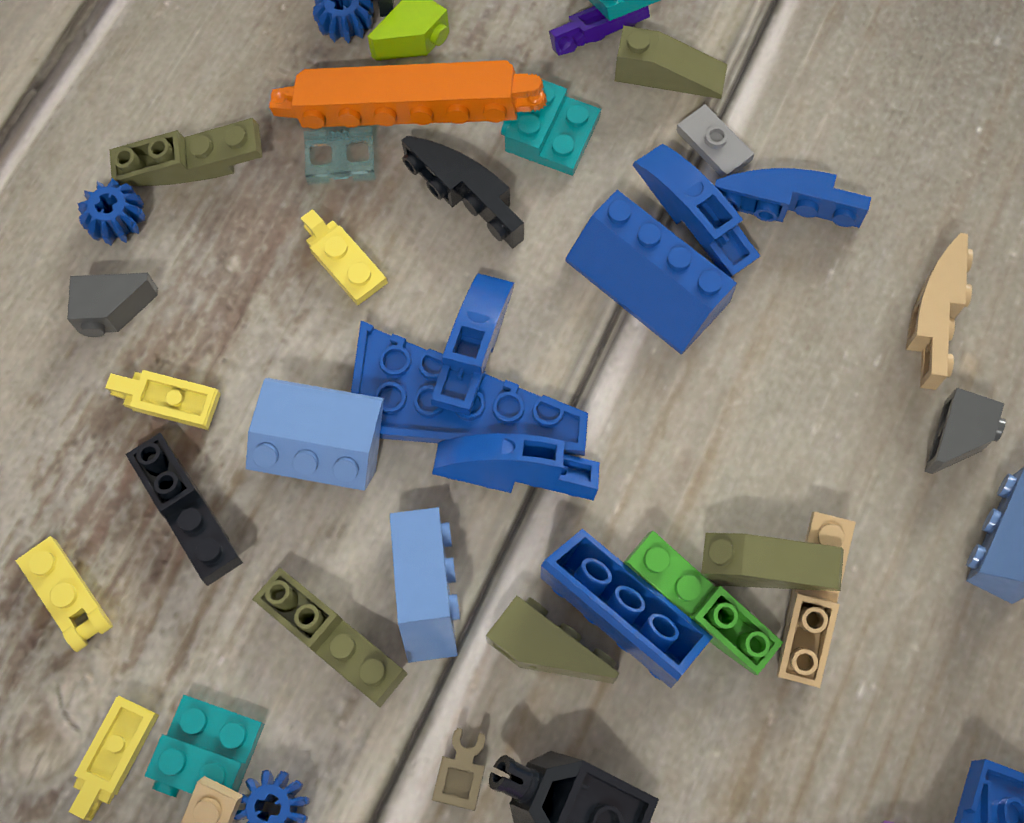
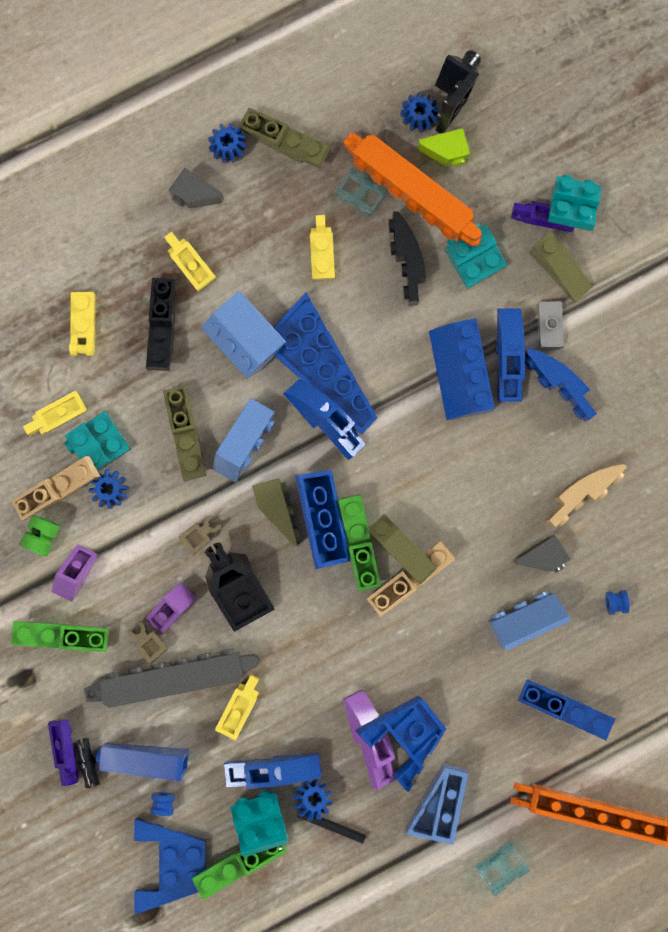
camera: 35 degrees right, 15 degrees up
(471, 343) = (350, 342): blue slope -> none

